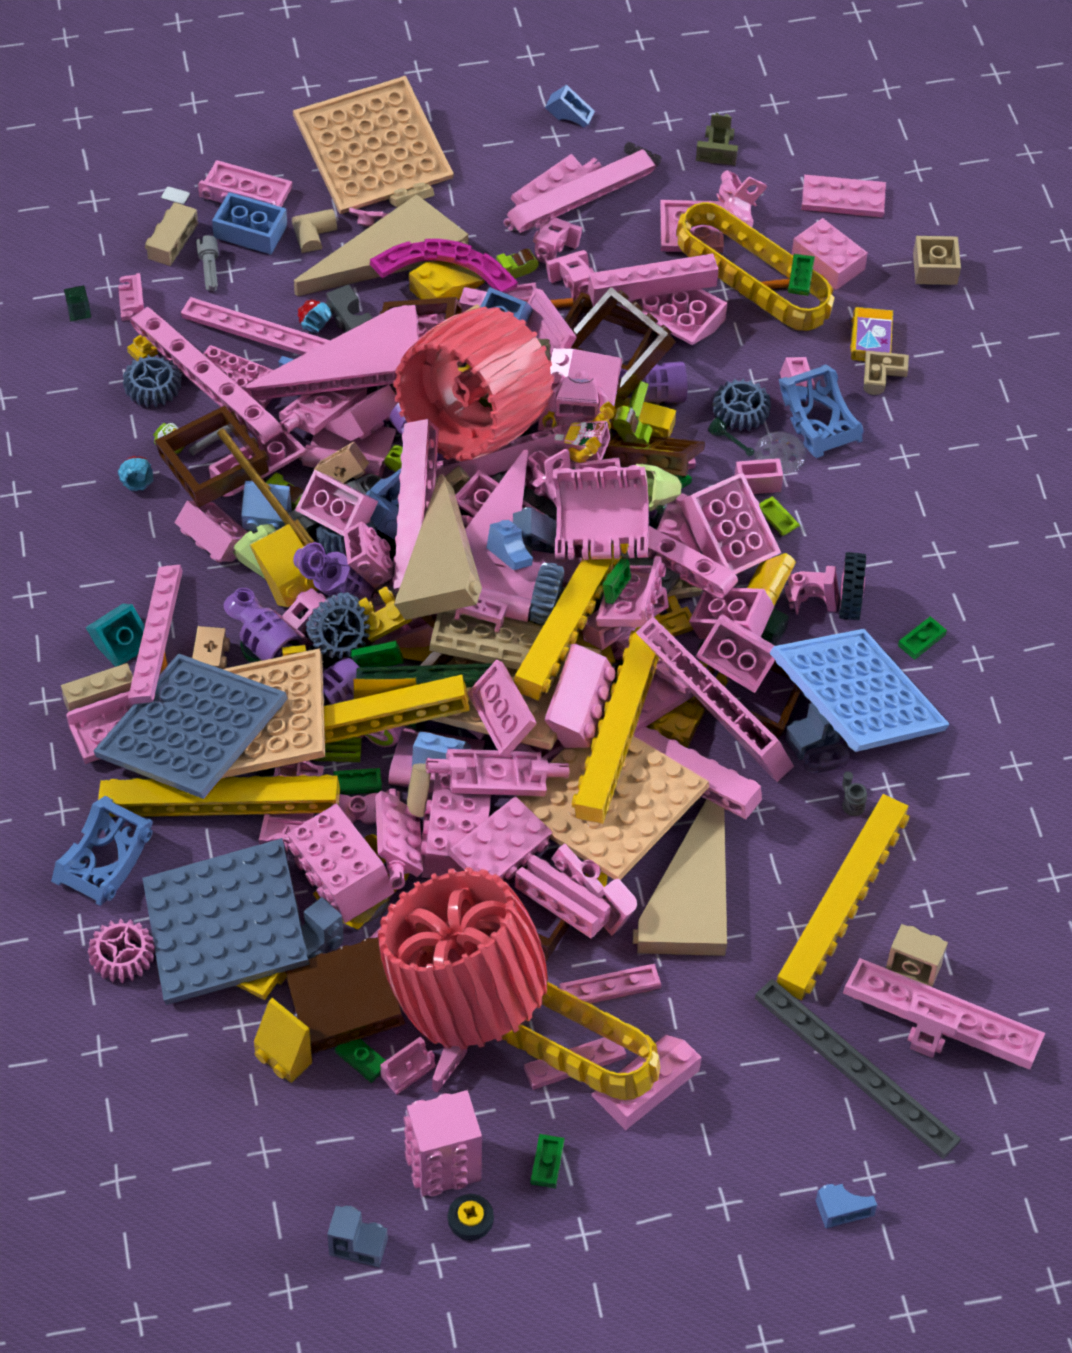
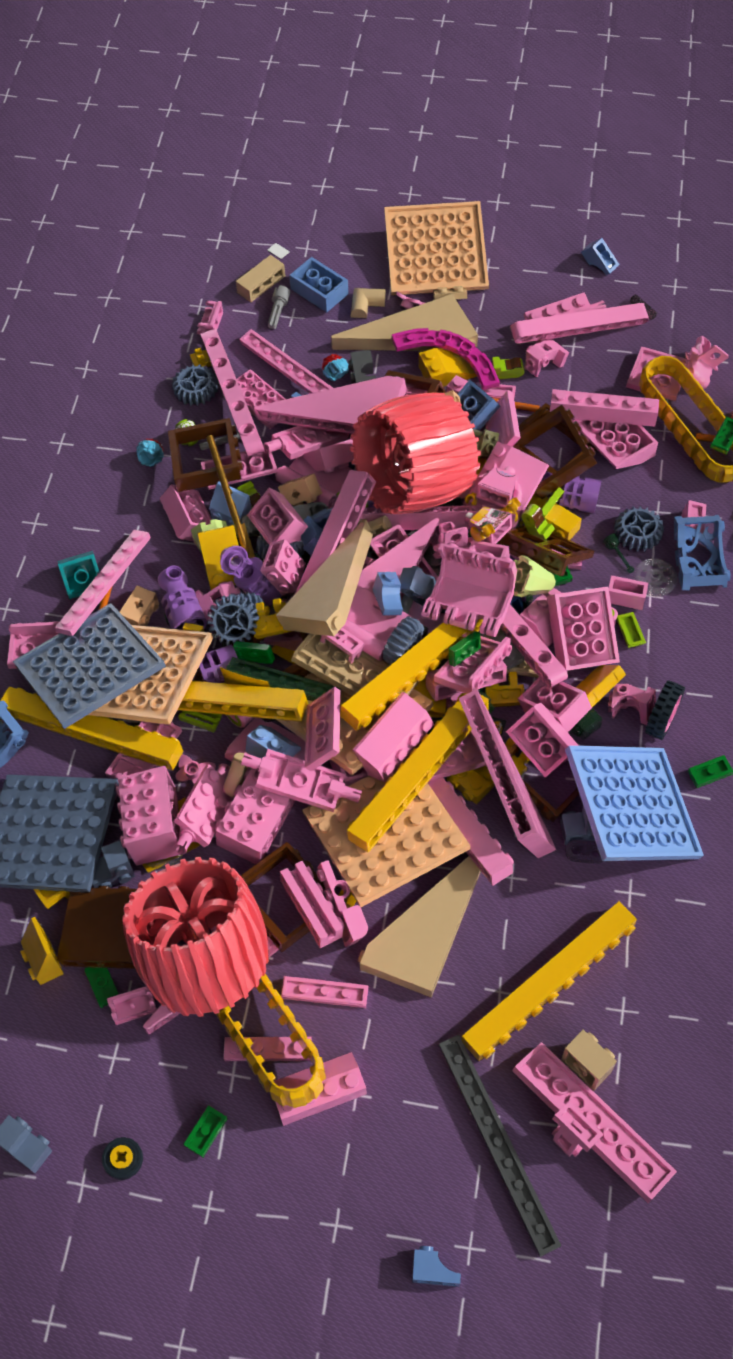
camera: 25 degrees right, 5 degrees up
(77, 303) = (168, 312): clear green brick -> none
(97, 687) = (41, 610): tan brick -> none
(244, 182) = (330, 255): bright pink bracket -> none
(359, 781) = (202, 748): green plate -> none
(443, 1143) = (116, 1091): bright pink brick -> none
(503, 841) = (279, 843): bright pink bracket -> none
(575, 278) = (544, 389): bright pink tile -> none
(718, 132) = (710, 304): olive tile -> none
(855, 796) = (595, 894): dark grey piece -> none

